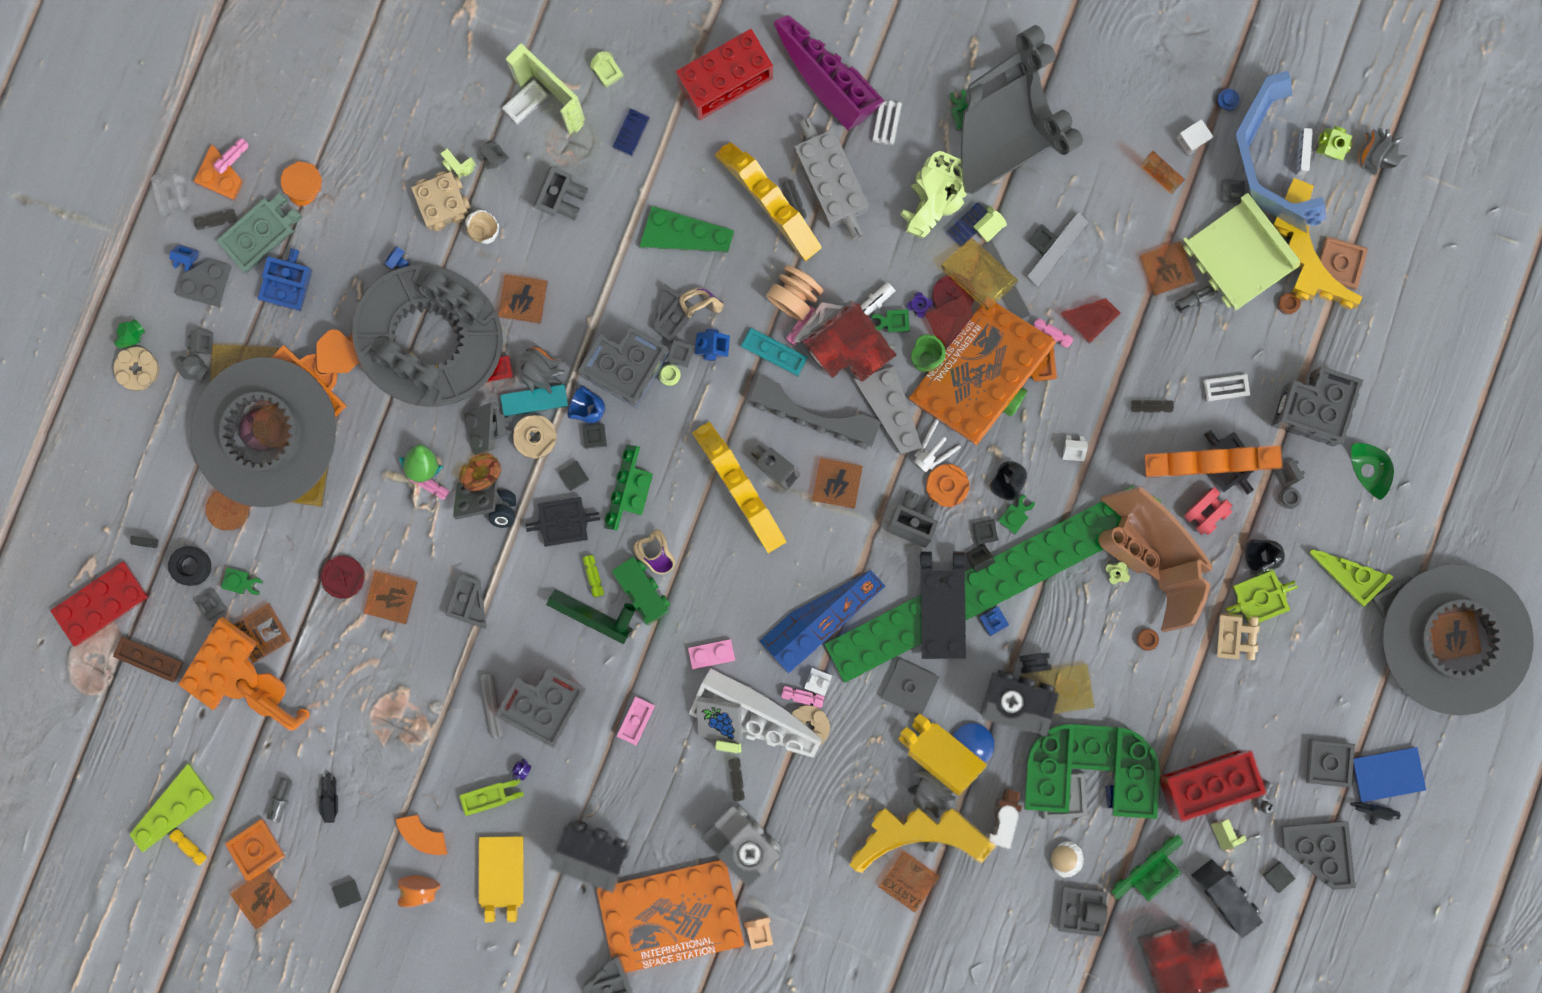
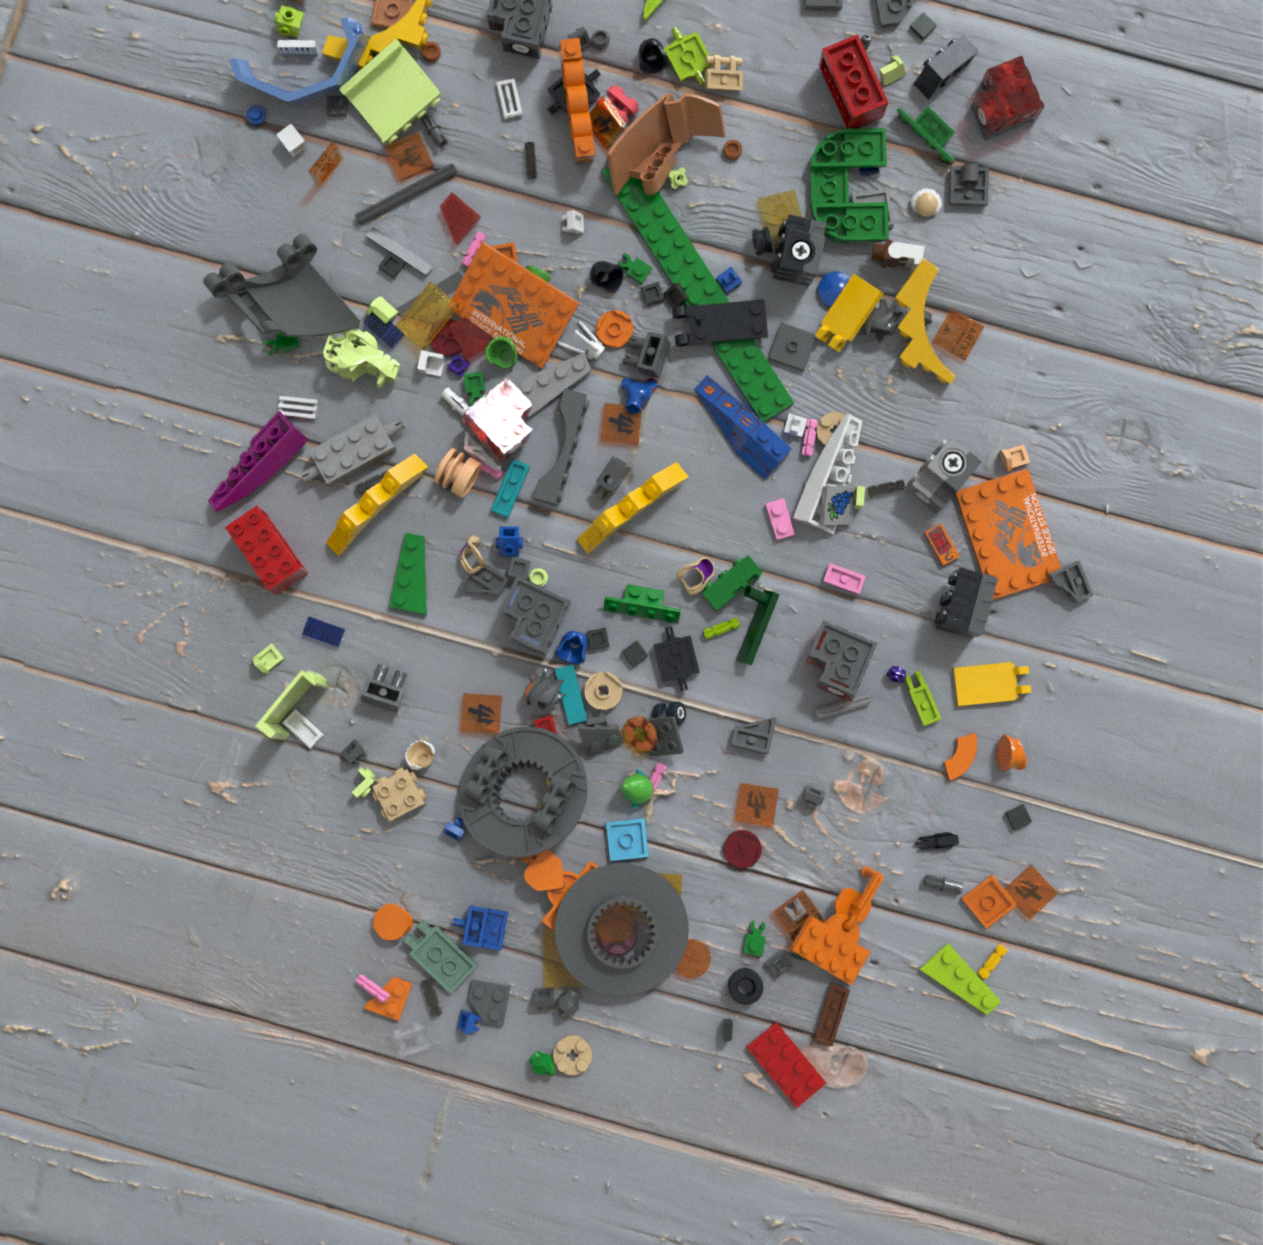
camera: 90 degrees left, 0 degrees up
(366, 449) = (627, 839): none -> medium azure tile
(392, 661) = (813, 796): none -> dark grey tile
(665, 837) = (942, 544): none -> tile
(869, 504) = (637, 393): none -> blue animal
(923, 274) = (431, 363): none -> white panel
(1124, 261) = (405, 193): none -> dark grey axle
(1188, 495) = (606, 122): none -> clear orange tile

